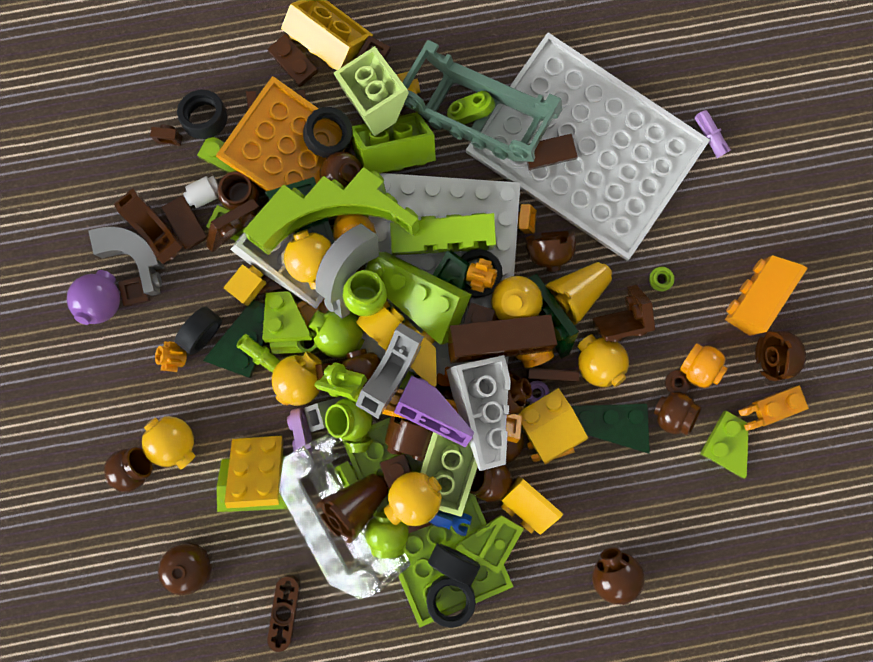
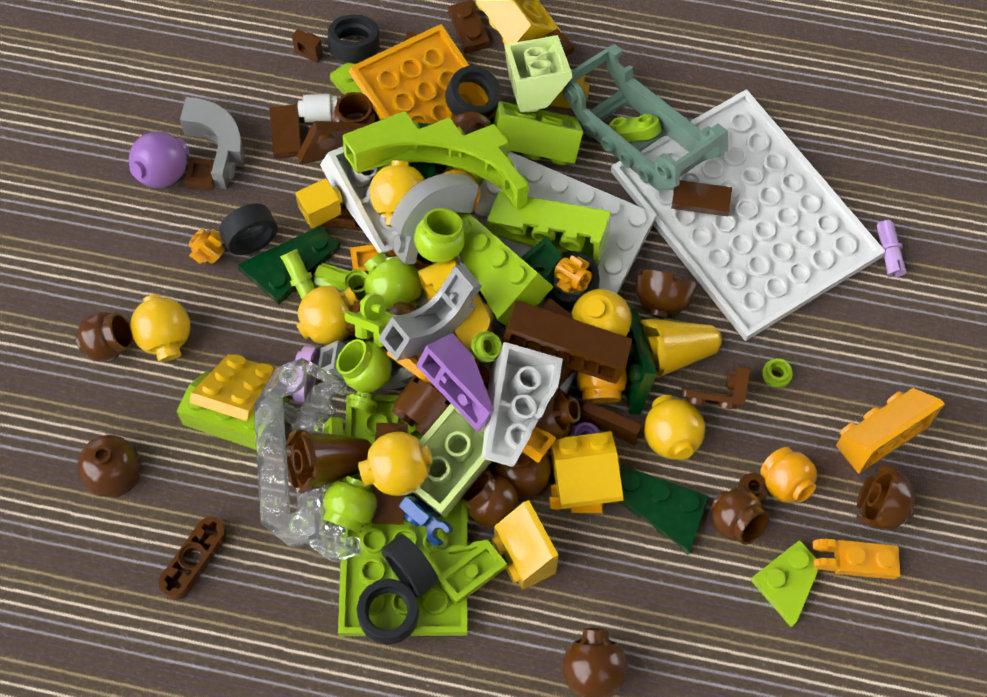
camera: 25 degrees right, 20 degrees down
(149, 225) = (248, 116): reddish brown arch -> none
(283, 319) = (341, 252): lime wing -> none
(448, 373) = (492, 343): none -> lime plate
(527, 219) = (650, 254): light orange plate -> none

